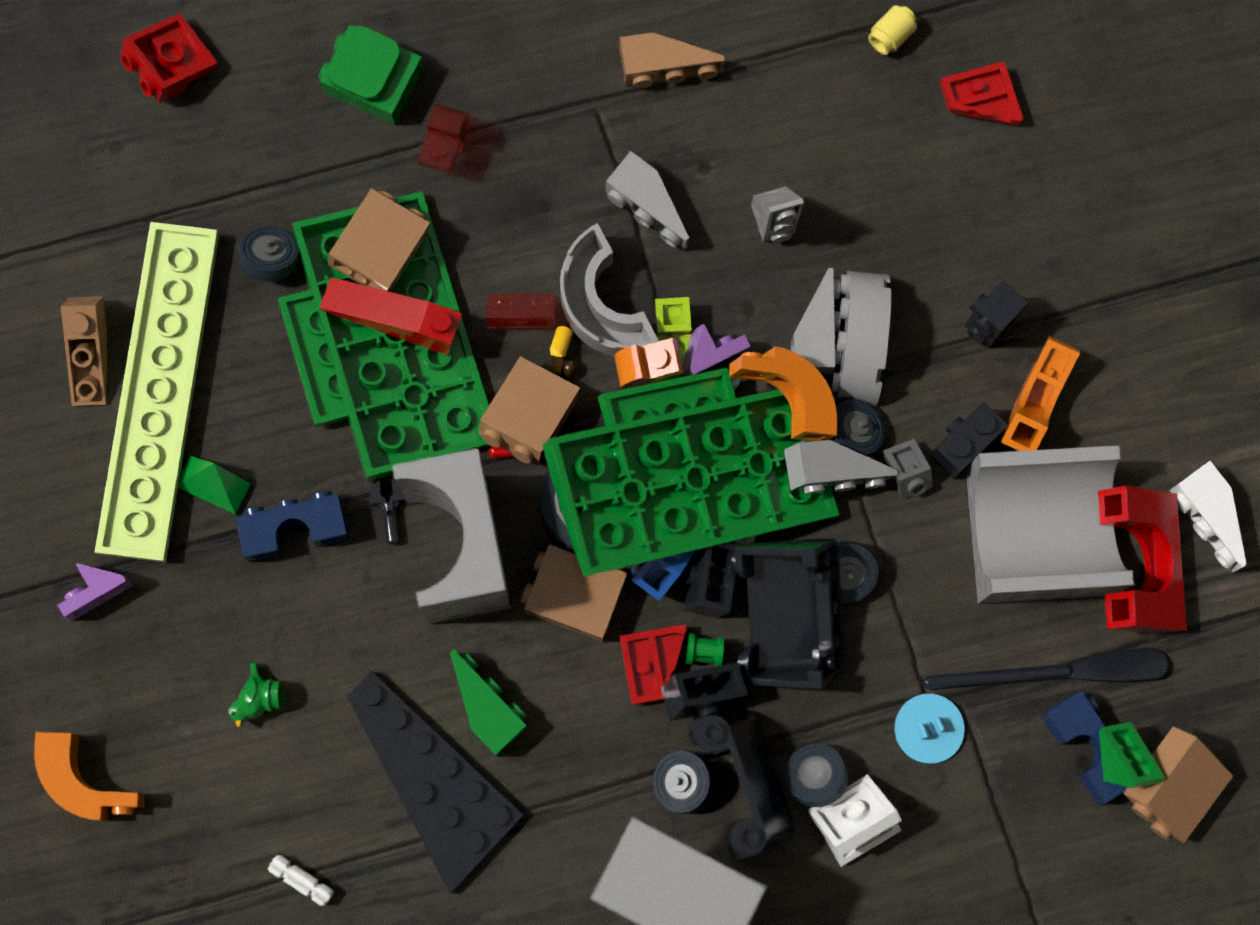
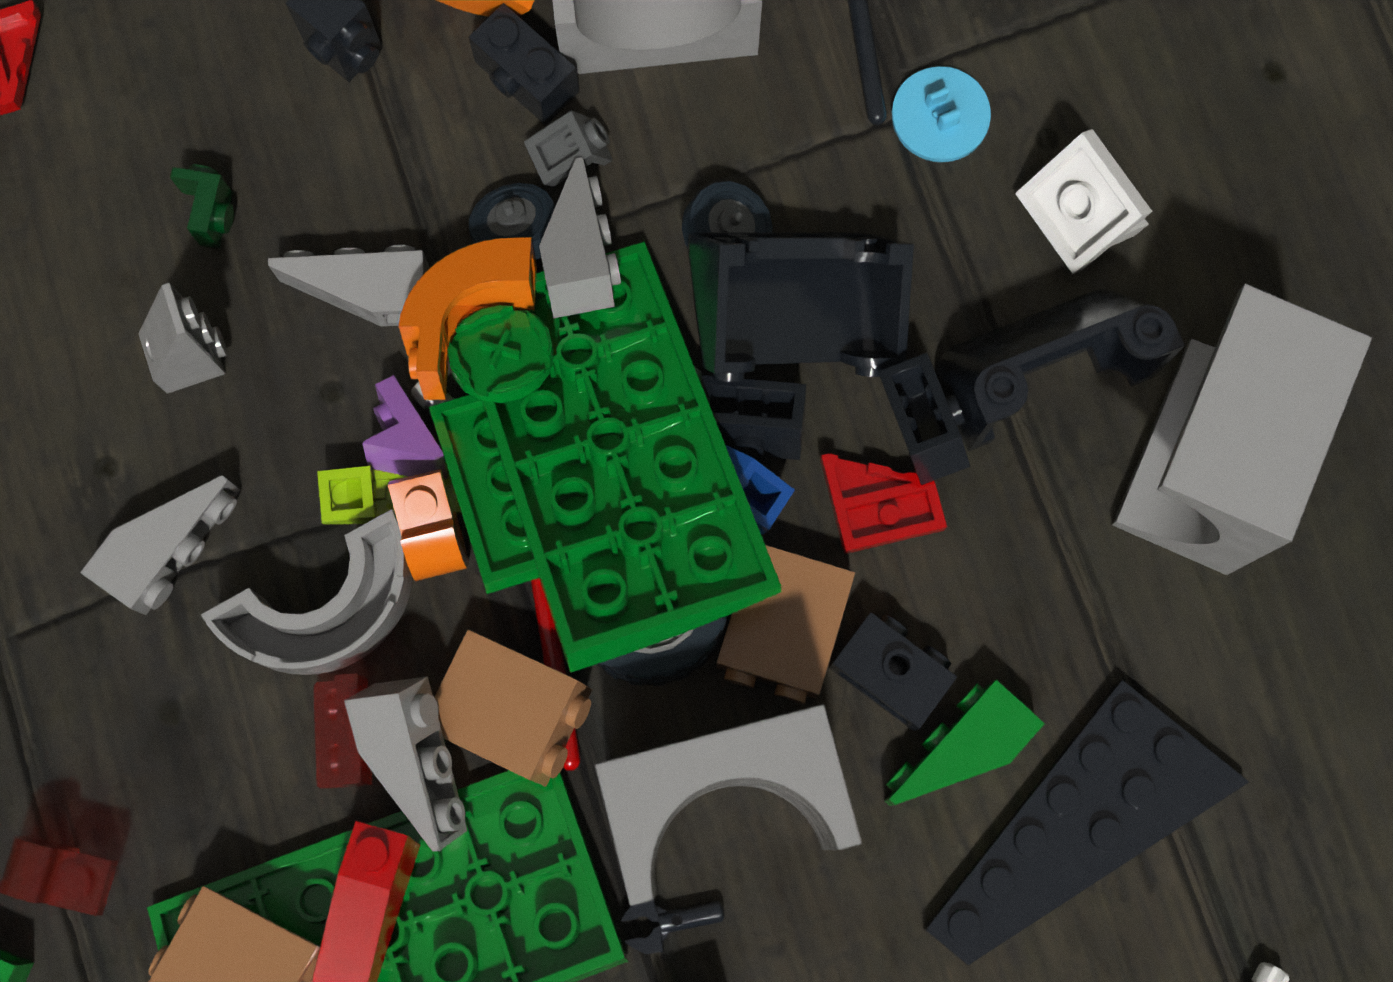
camera: 90 degrees left, 0 degrees up
(504, 346) = (405, 749): none -> light grey slope
(538, 661) = (894, 670): none -> black brick
(558, 352) = (396, 668): arm -> none
(684, 782) = (1054, 445): black wheel -> none
(705, 650) = (856, 425): green bush -> none
(758, 413) = (500, 354): none -> green tile
(816, 775) = (1026, 259): black wheel -> none
(865, 338) = (371, 203): light grey brick -> none
(873, 234) = (211, 207): none -> dark green bracket

